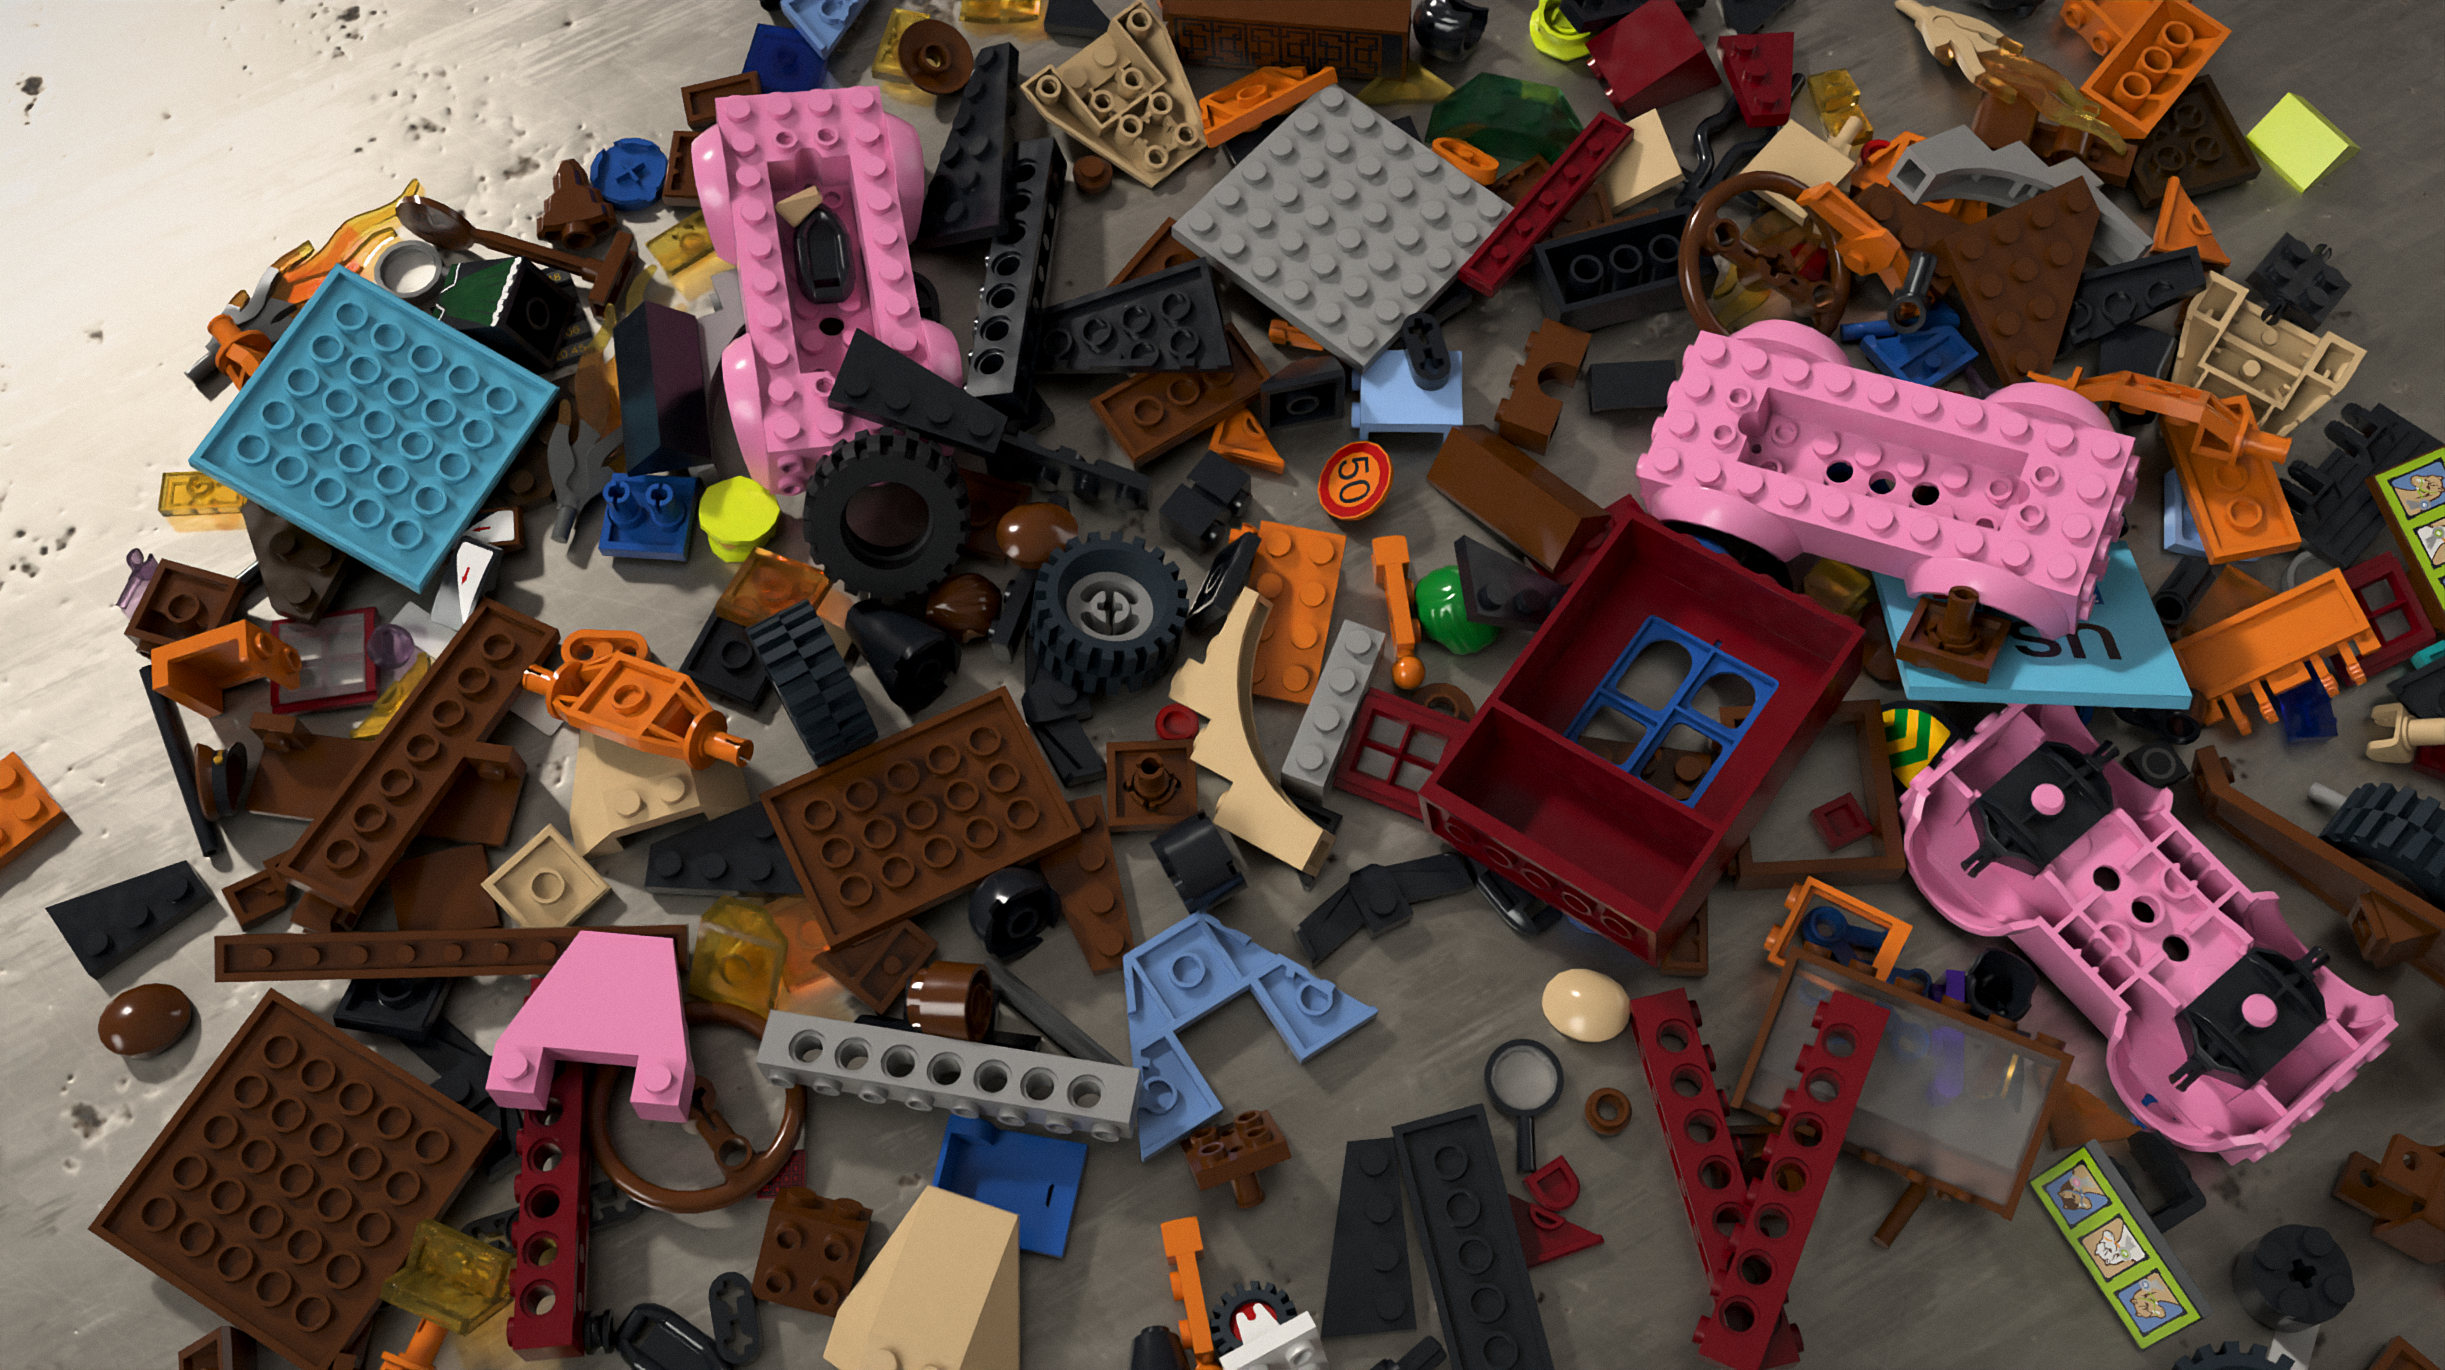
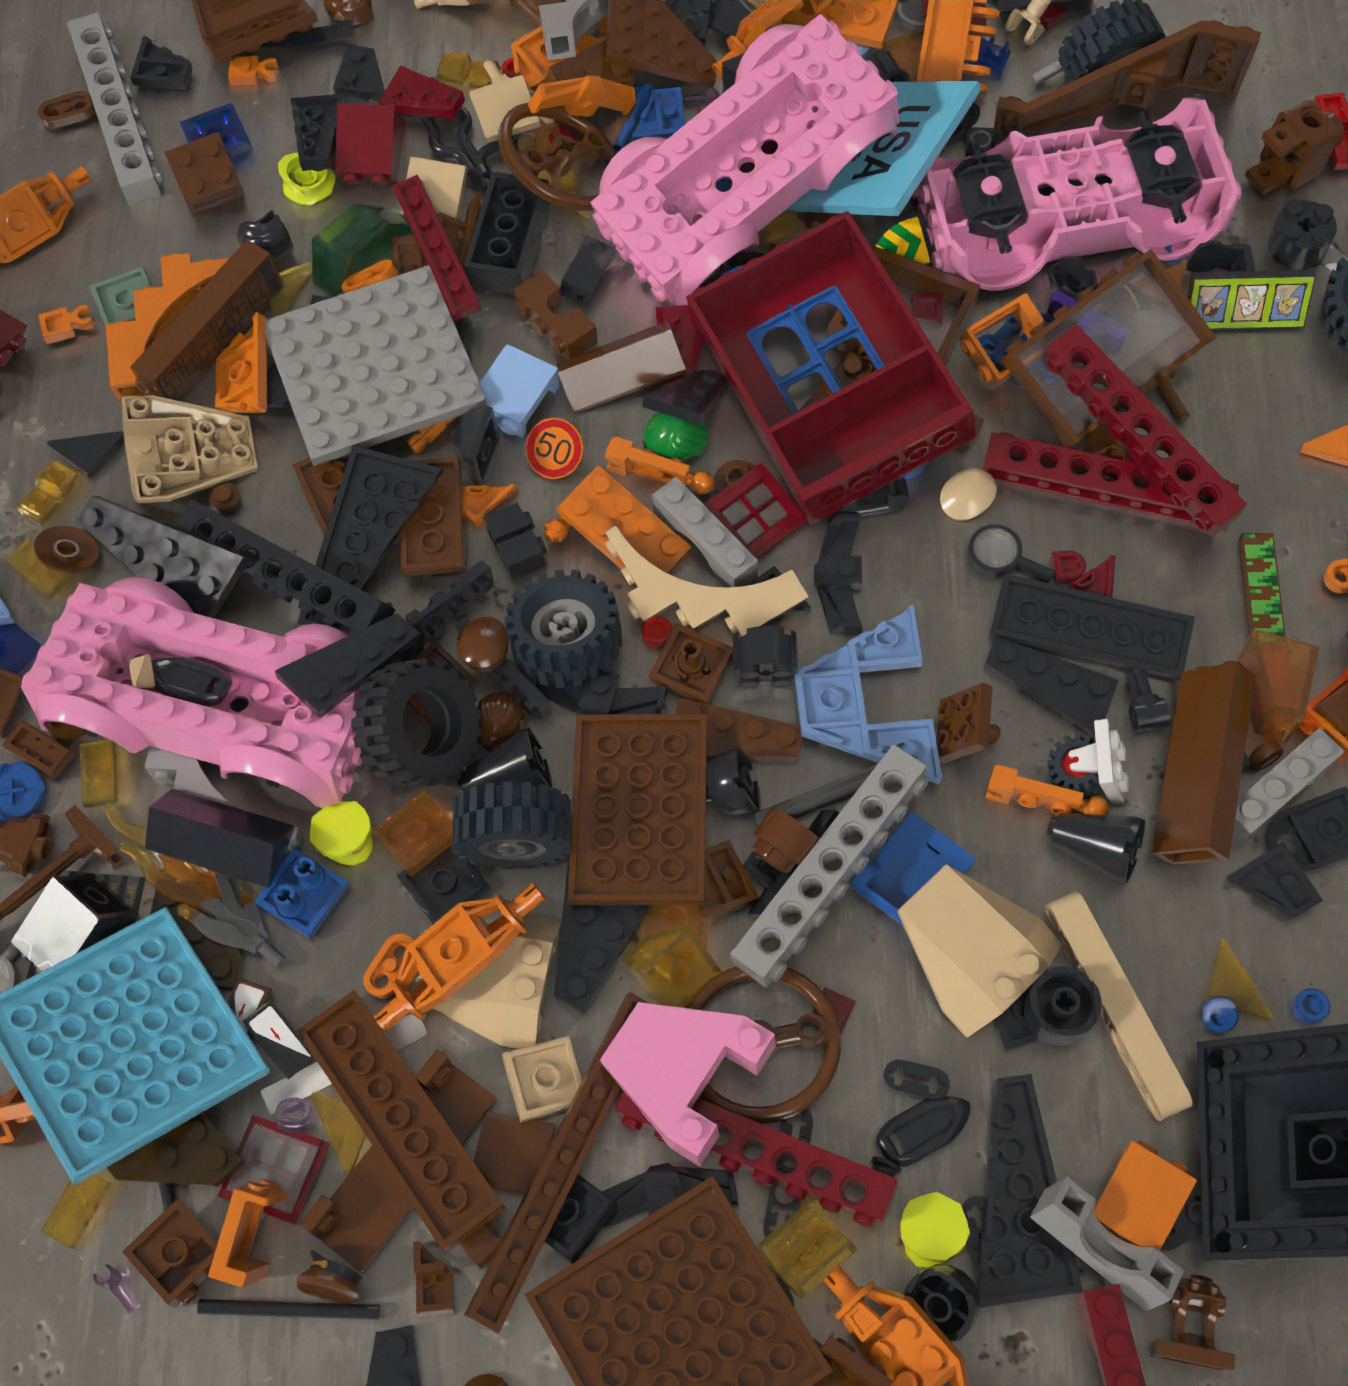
camera: 60 degrees left, 0 degrees up
(810, 1250) = (897, 1008): reddish brown bracket -> none
(1222, 582) = (582, 548): black tile -> none
(1418, 353) = (496, 361): black beam -> none
(1613, 1098) = (1038, 507): reddish brown plate -> none
(1914, 291) = (627, 91): black axle -> none
(1954, 636) = (874, 173): reddish brown plate -> none

